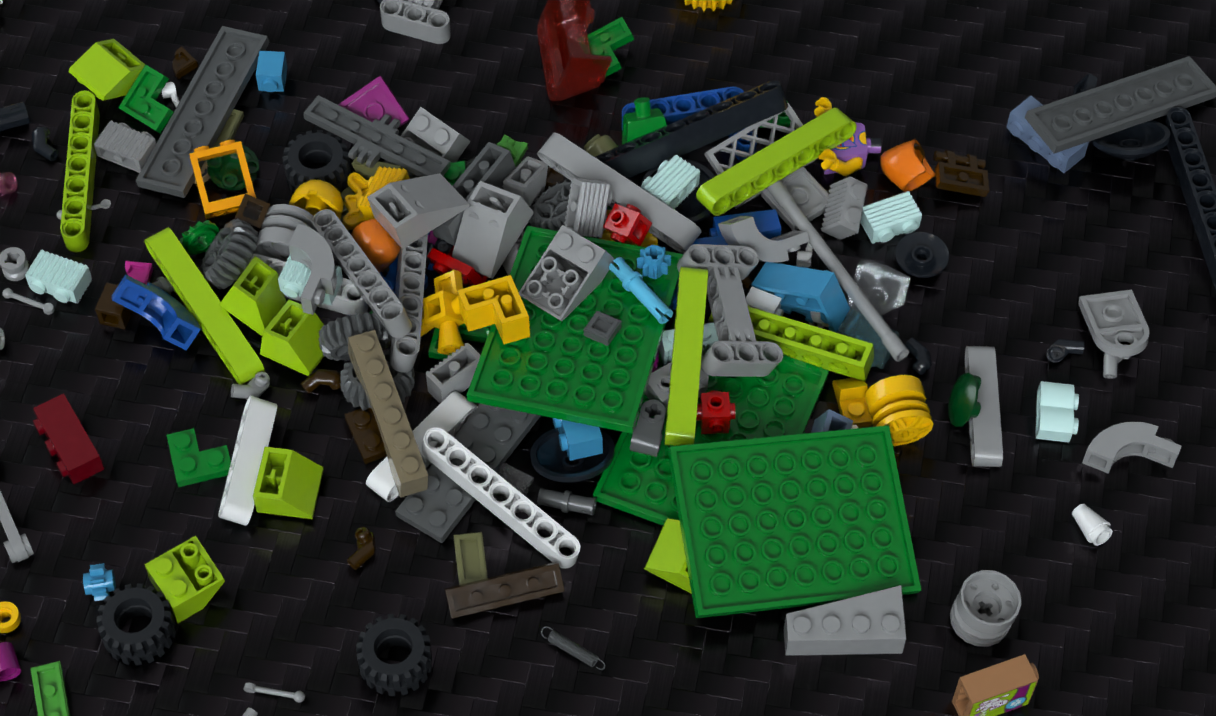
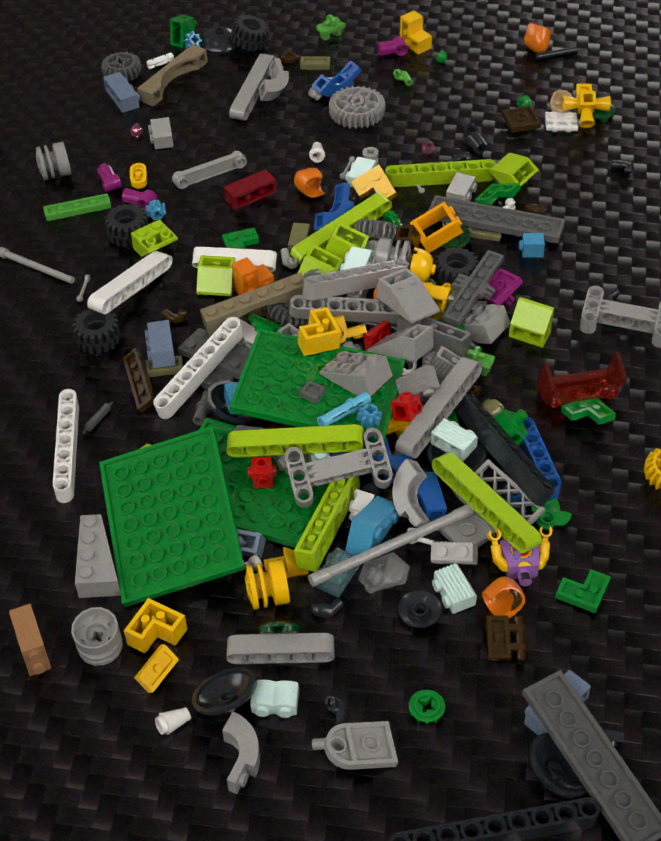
camera: 90 degrees right, 10 degrees down
(62, 605) = (138, 198): none -> magenta piece
(71, 348) = (309, 182): none -> orange piece
(106, 251) = (374, 181): none -> yellow brick
(194, 373) = (298, 233): none -> olive tile
(300, 602) = (129, 282): none -> white beam
(306, 430) = (248, 277): none -> orange brick
(313, 251) = (364, 254): light grey arch -> none
(422, 406) = (263, 323): none -> green plate
(436, 557) = (159, 344): none -> sand blue brick
(444, 85) = (531, 322): none -> lime slope
(622, 693) = (66, 446): none -> white beam
(894, 90) = (587, 595): none -> green plate
(958, 546) = (154, 621): none -> yellow brick
(1010, 539) = (156, 668): none -> yellow plate
(1043, 448) = (224, 691): none -> black dish
(1048, 251) = (423, 698): none -> green gear

